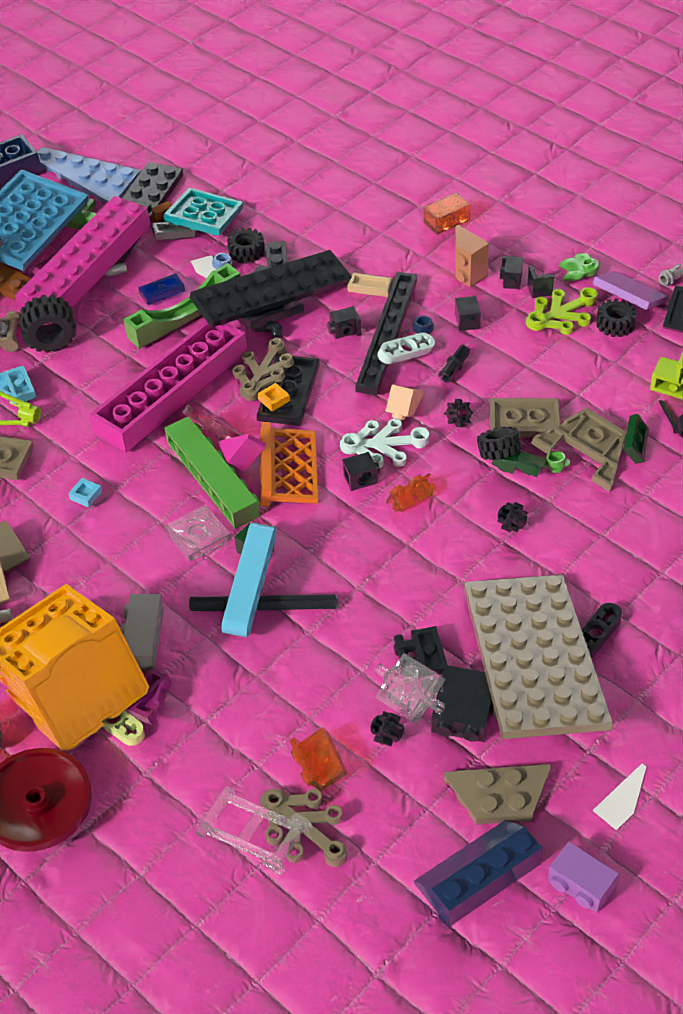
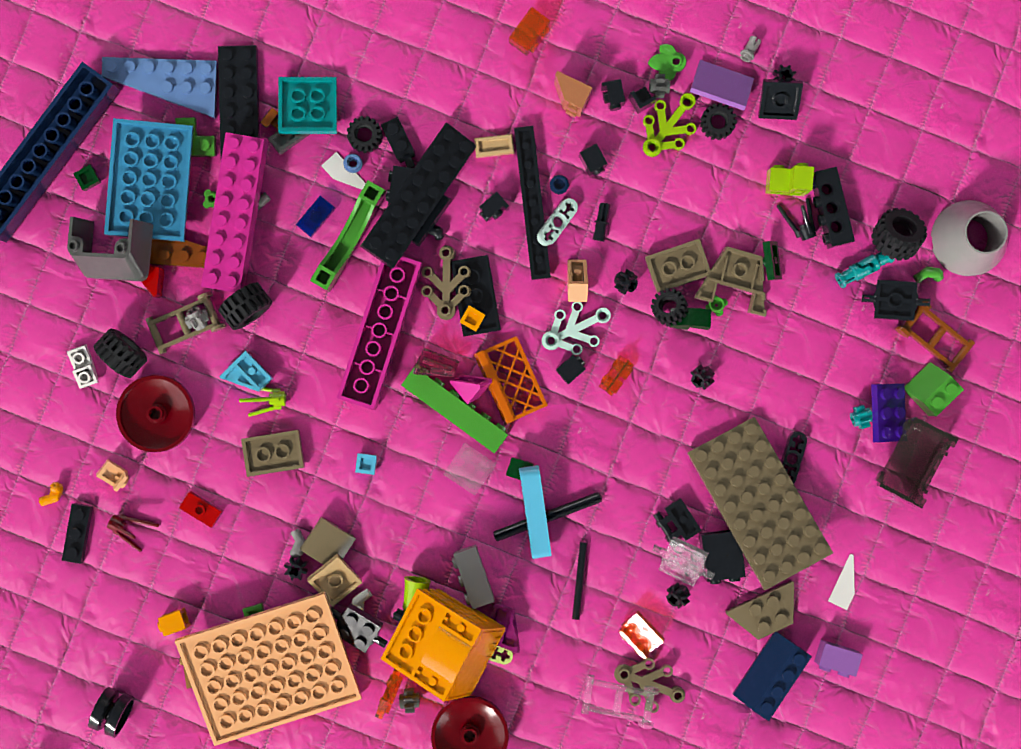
camera: 25 degrees left, 40 degrees up
(268, 682) = (579, 581): none -> black bar
(563, 276) = (659, 86): none -> dark grey gear

